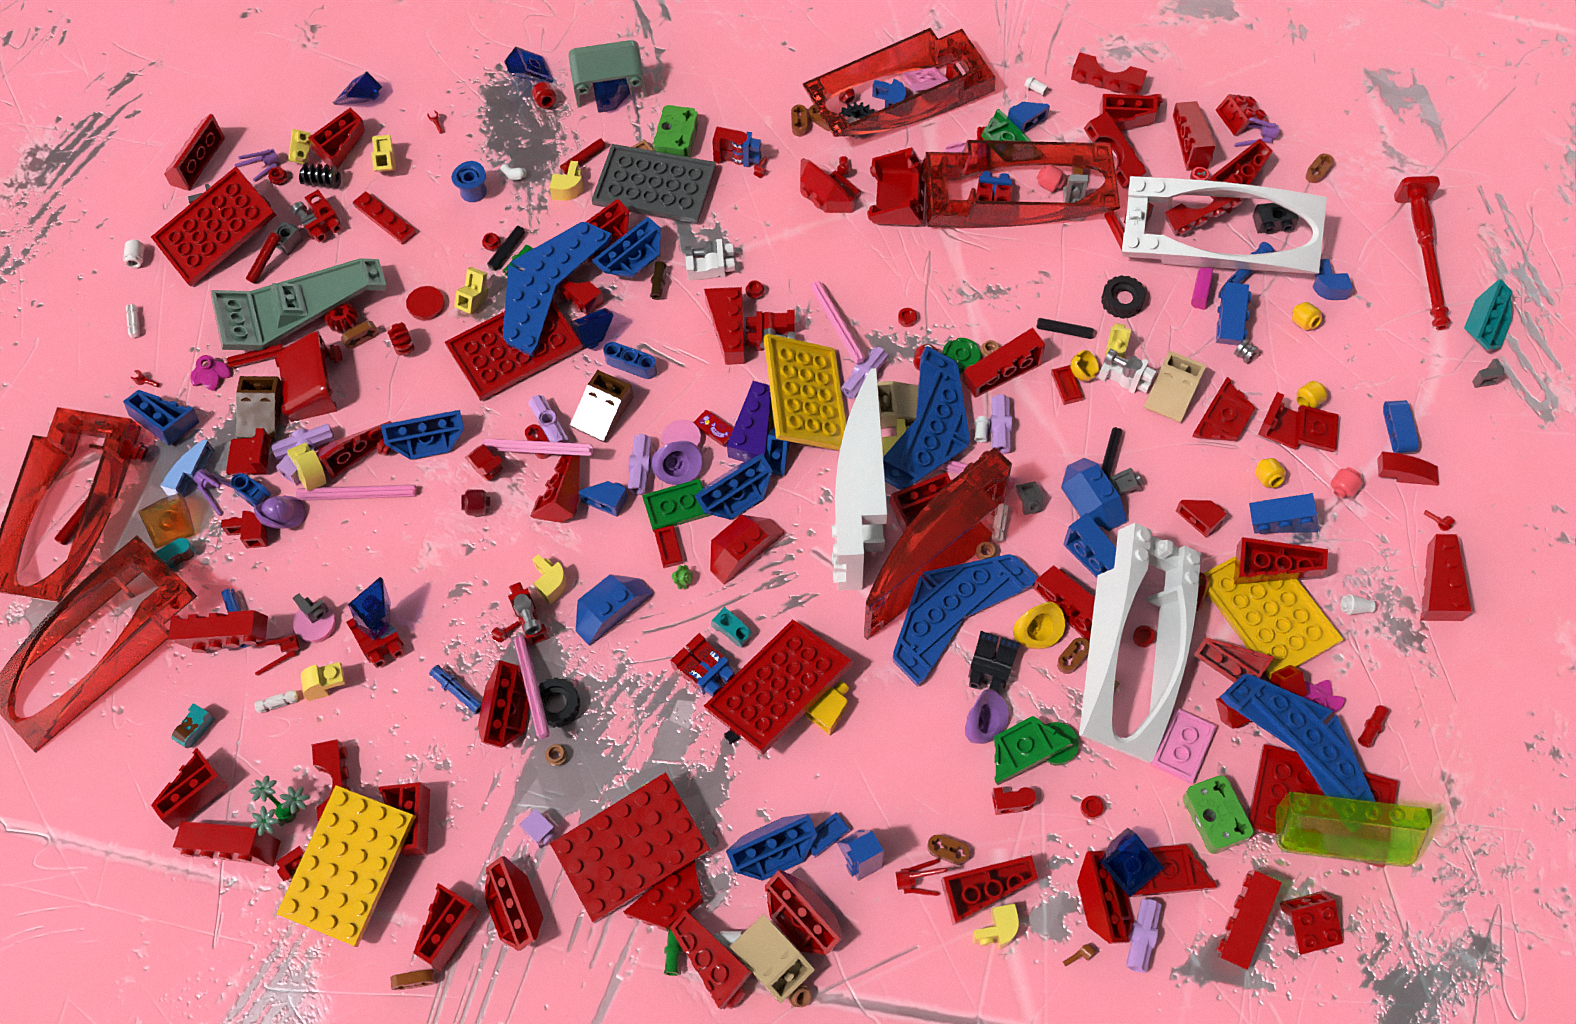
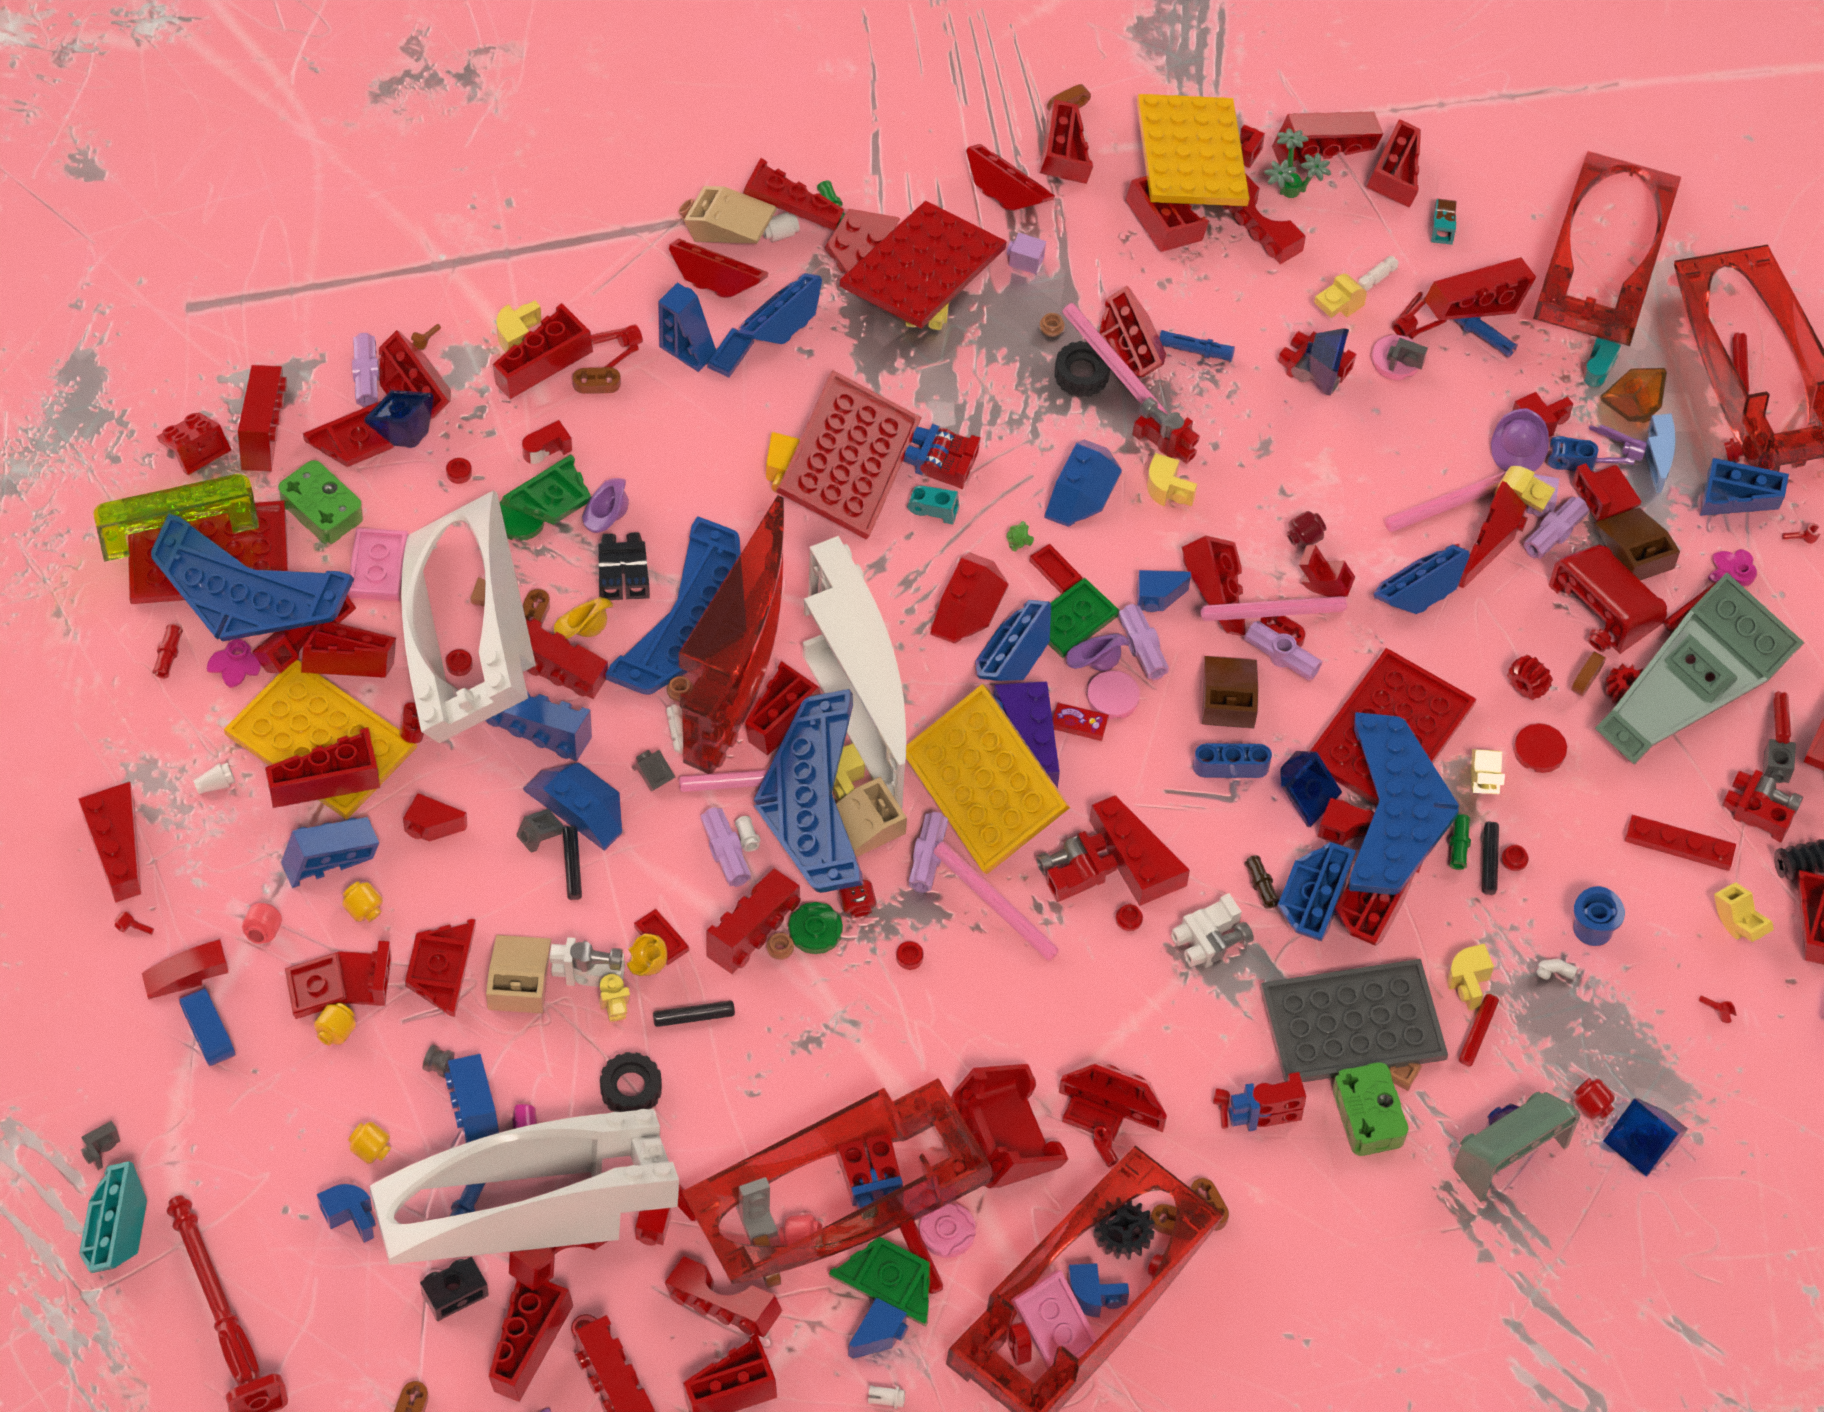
camera: 150 degrees right, 5 degrees down
(500, 635) = (1188, 411): red hand -> none

